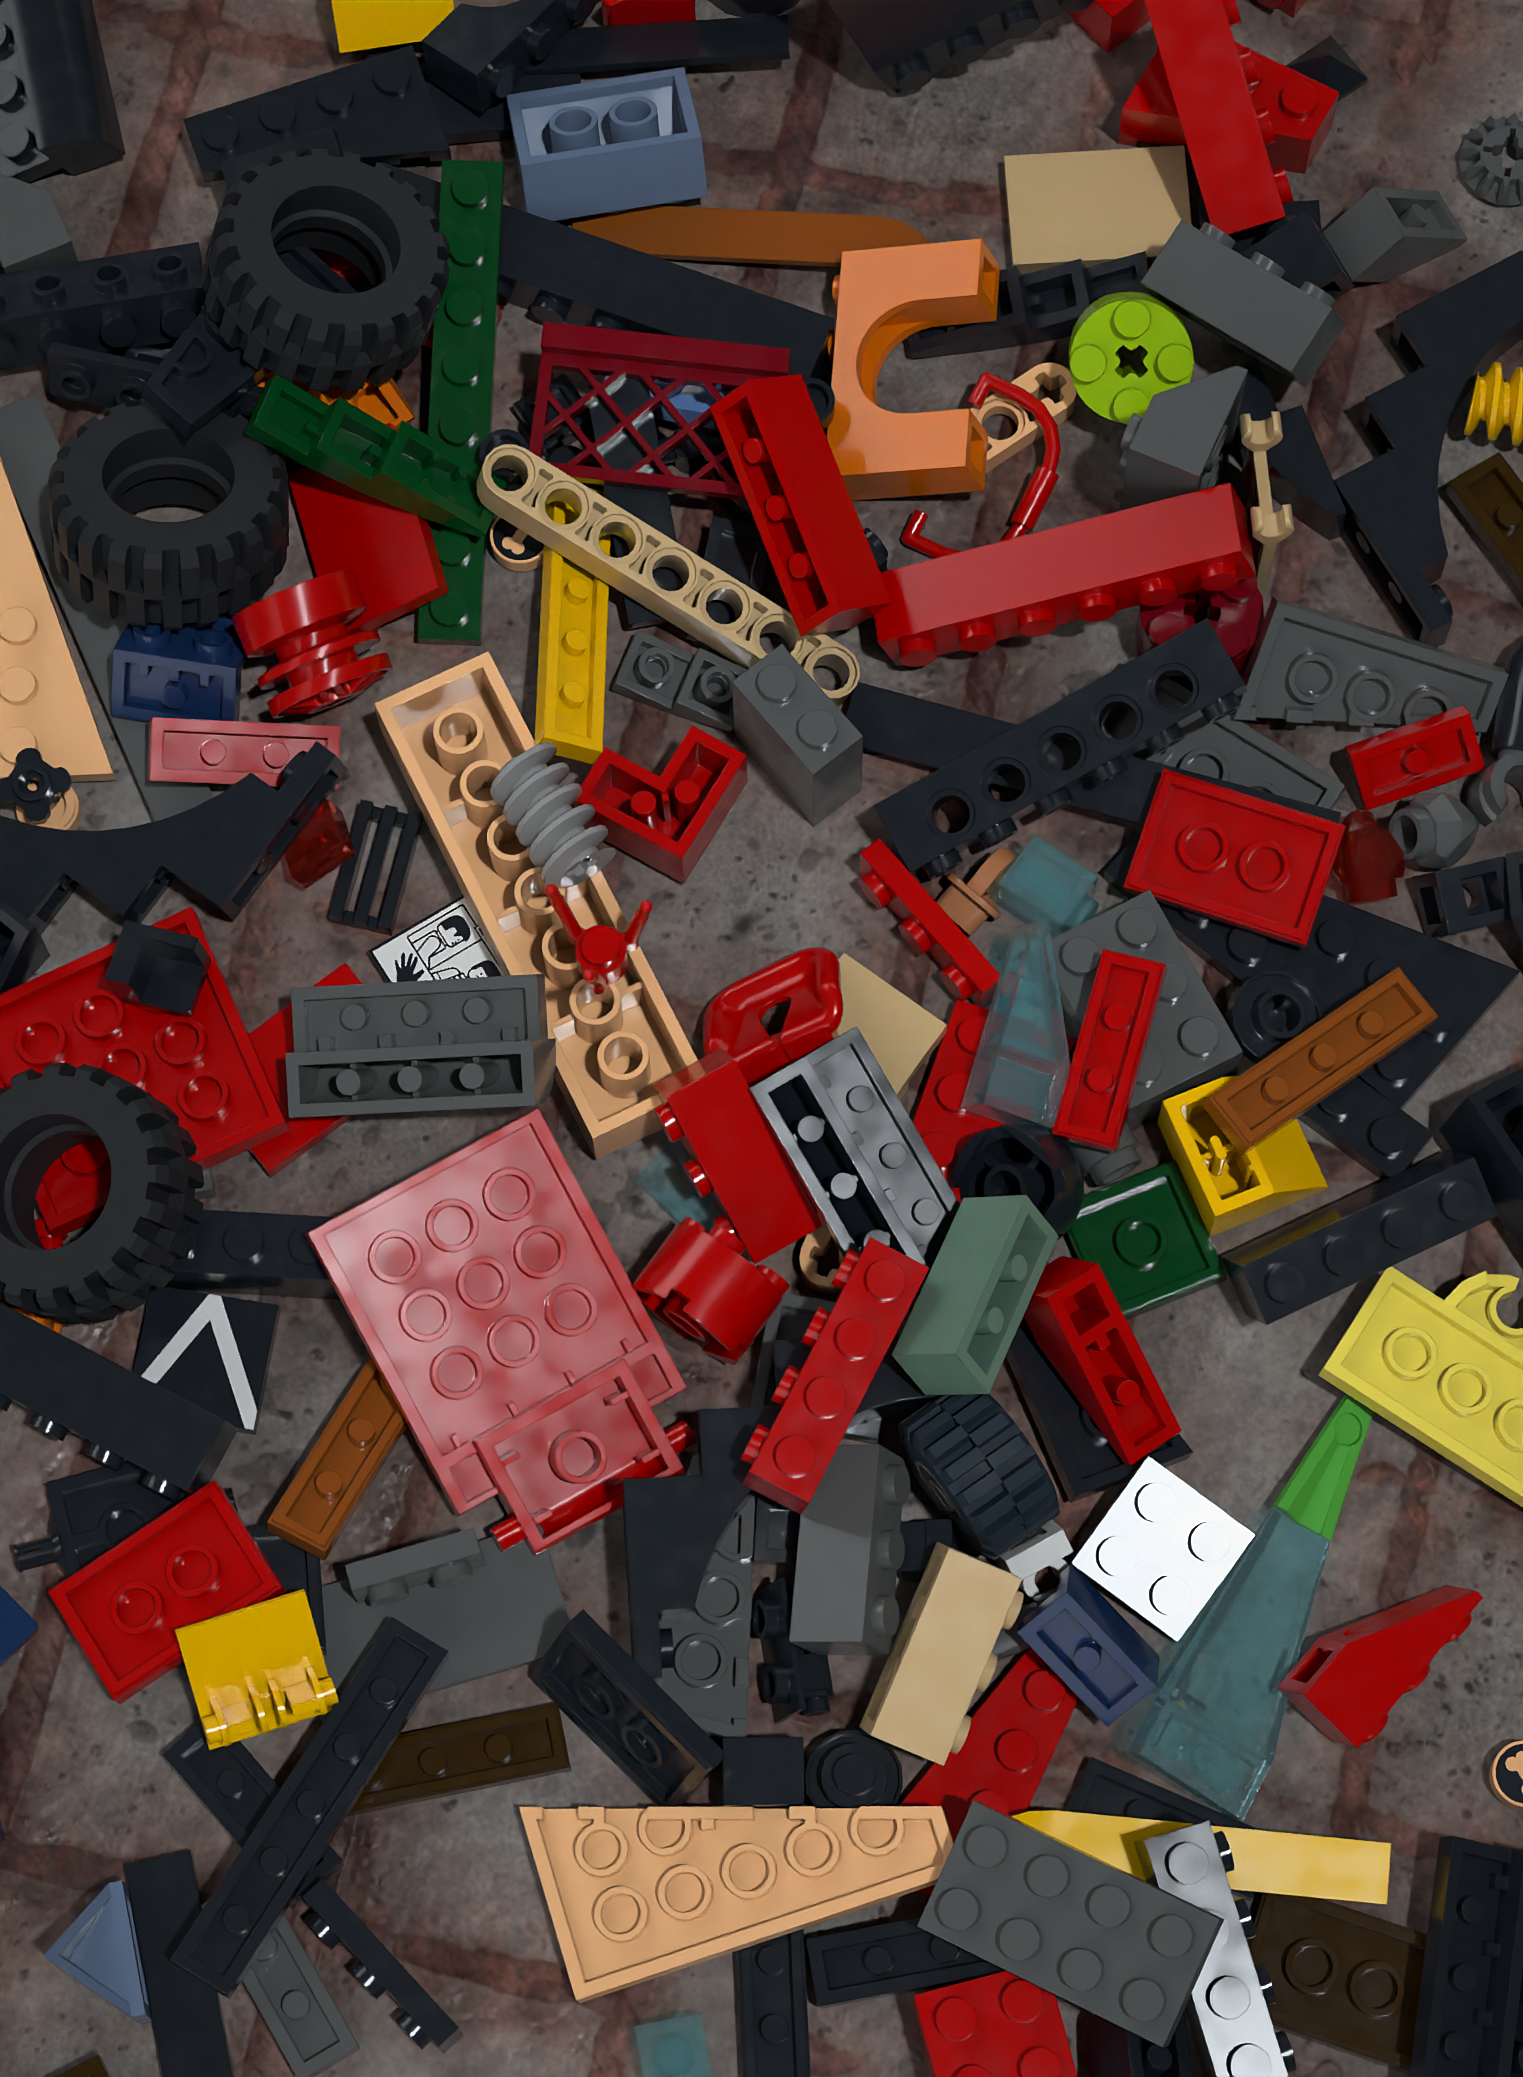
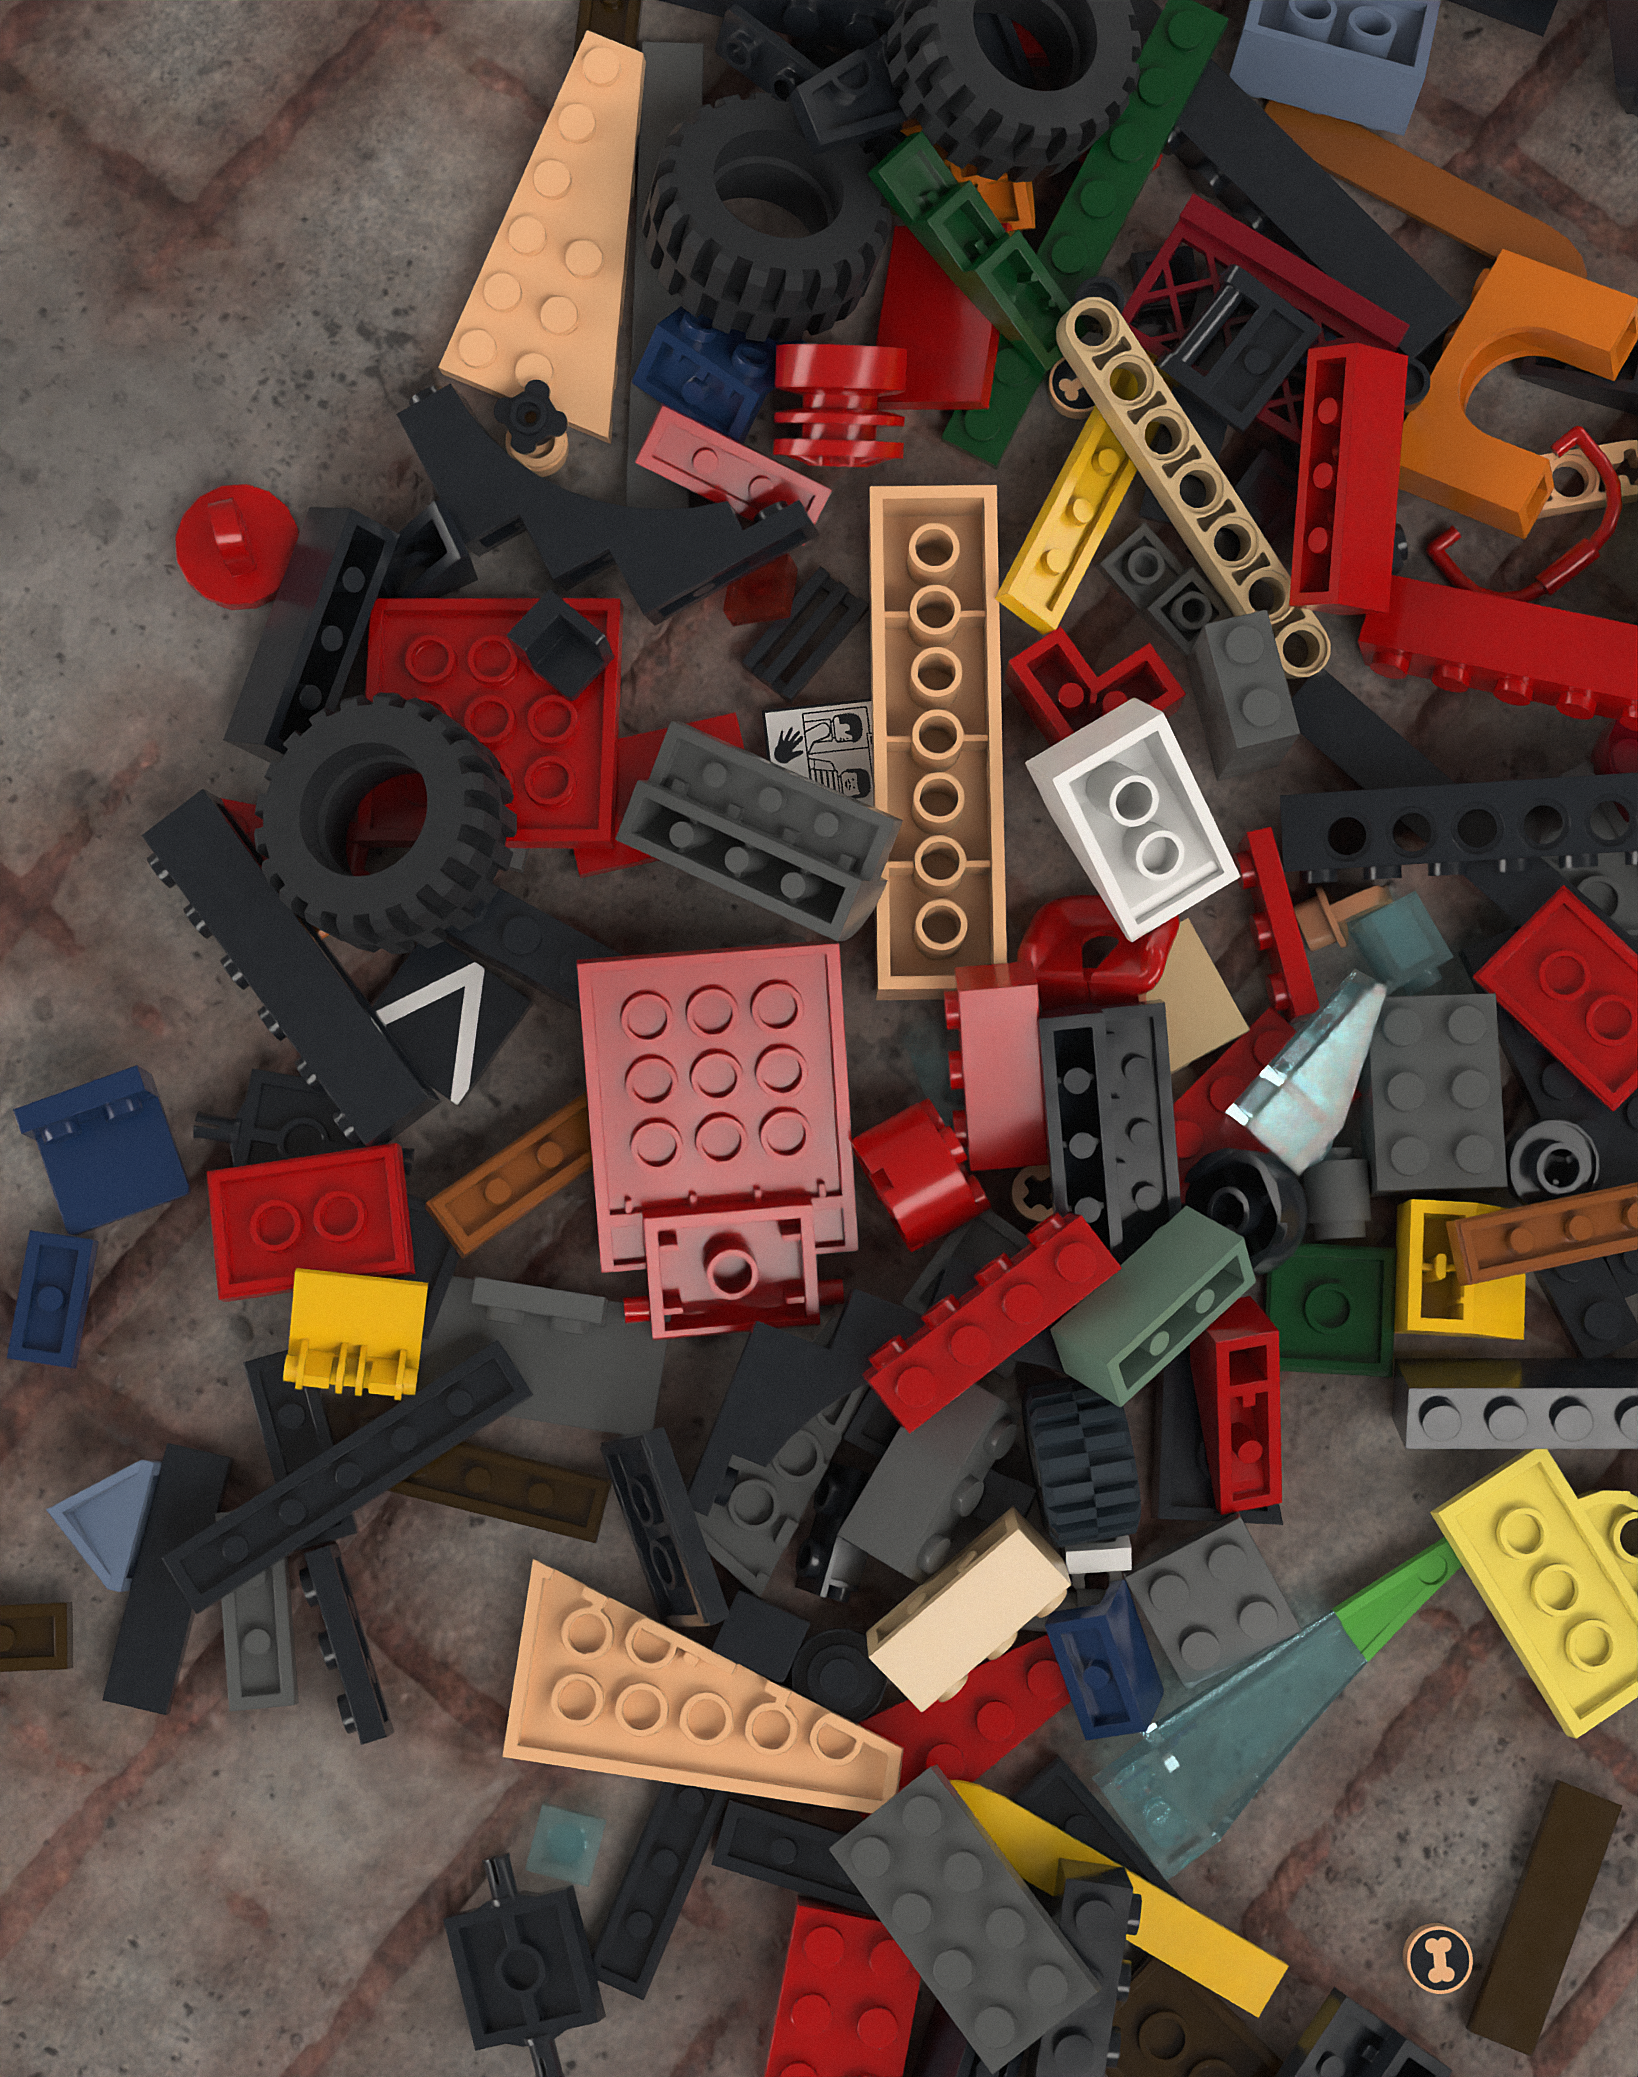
camera: 20 degrees right, 10 degrees up
(547, 819) = (976, 673): light grey piece -> none
(601, 948) = (965, 818): red plant -> none
(667, 442) = (1253, 362): none -> black plate
(751, 879) = (1134, 816): none -> white slope
(1109, 1050) = (1386, 1130): red tile -> none
(1364, 1668) = (1347, 1797): red slope -> none

